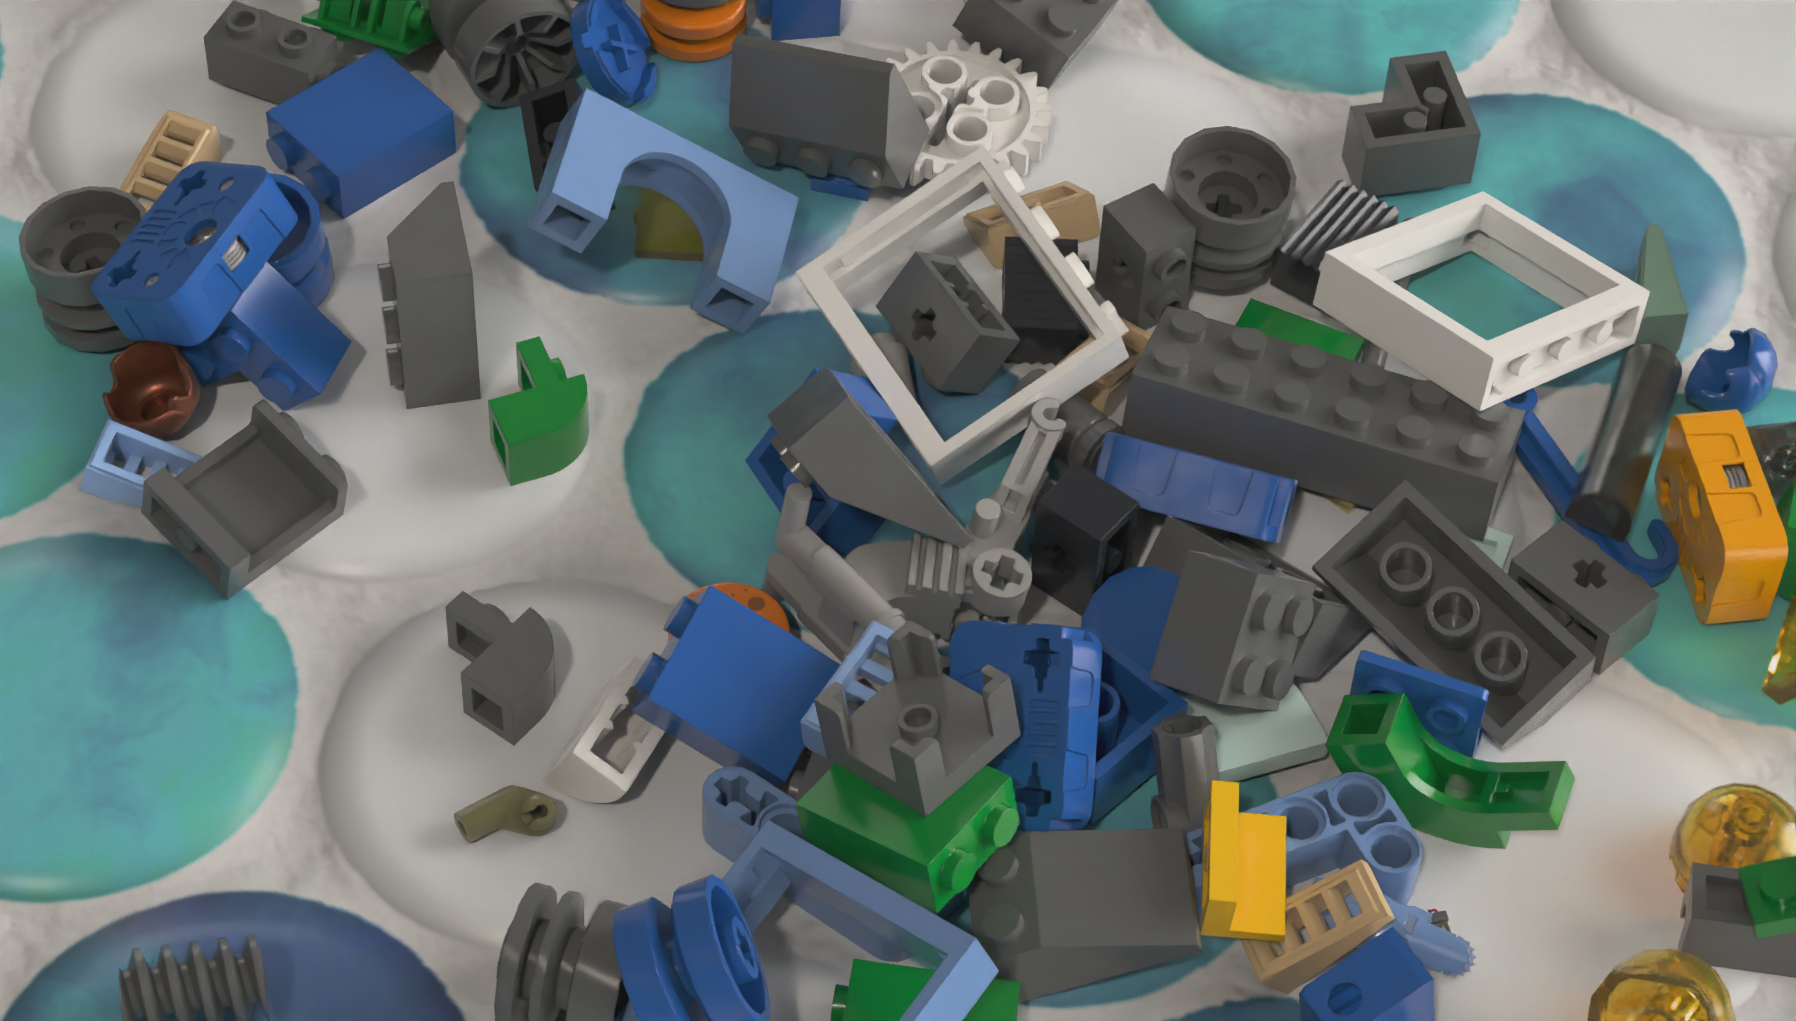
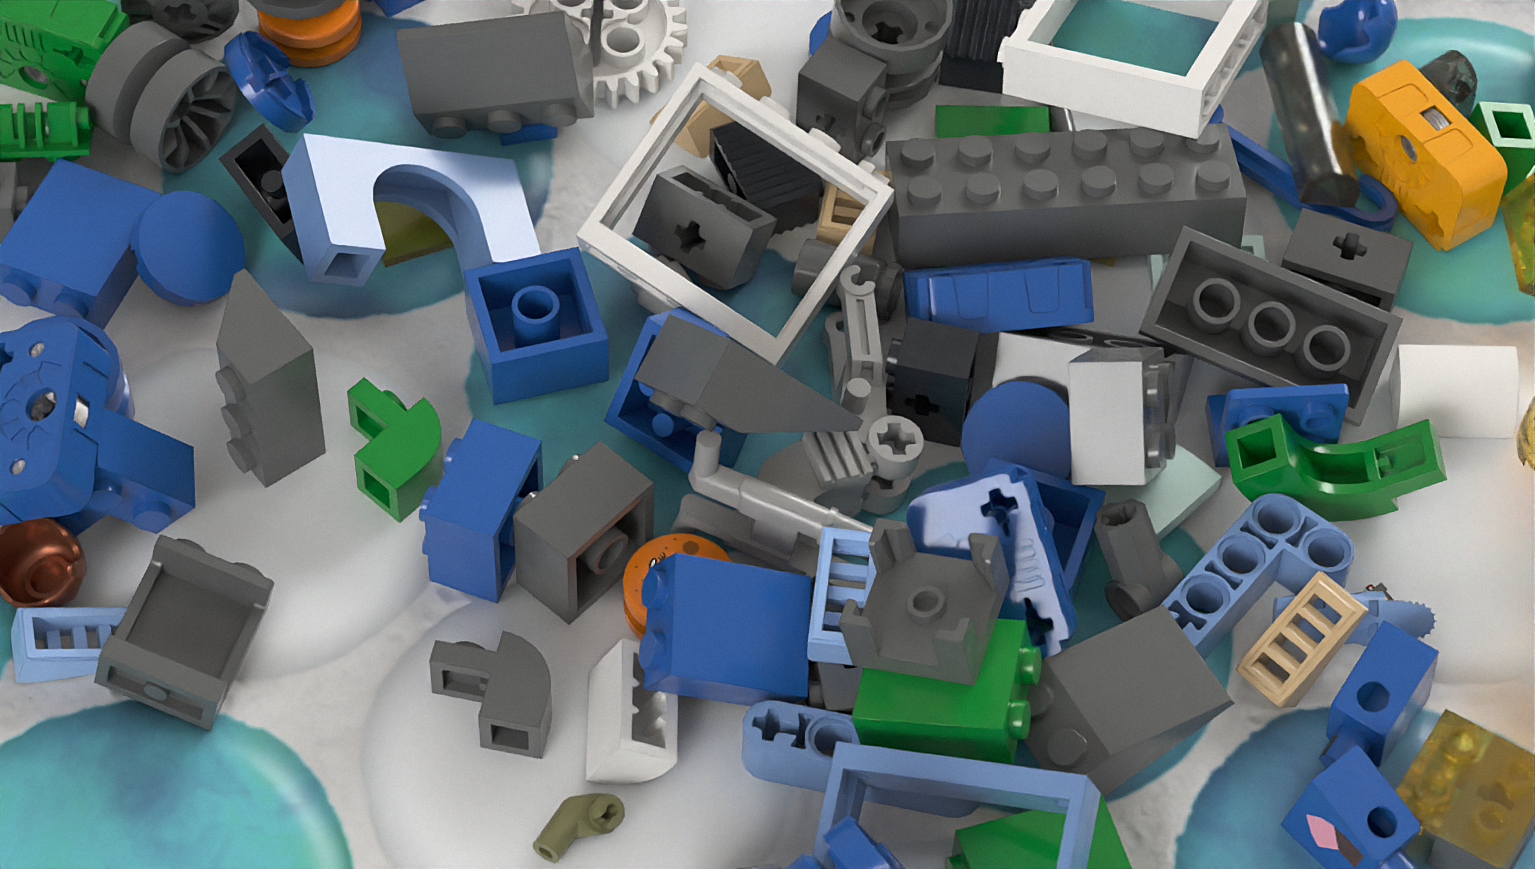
camera: 25 degrees left, 5 degrees up
(458, 149) = (187, 248): none -> blue tile
(578, 494) = (474, 507): none -> blue brick
(657, 545) = (582, 530): none -> dark grey brick
(730, 350) = (536, 325): none -> blue brick
(1242, 869) = (1224, 618): yellow panel -> none
(1631, 756) = (1456, 388): none -> white brick

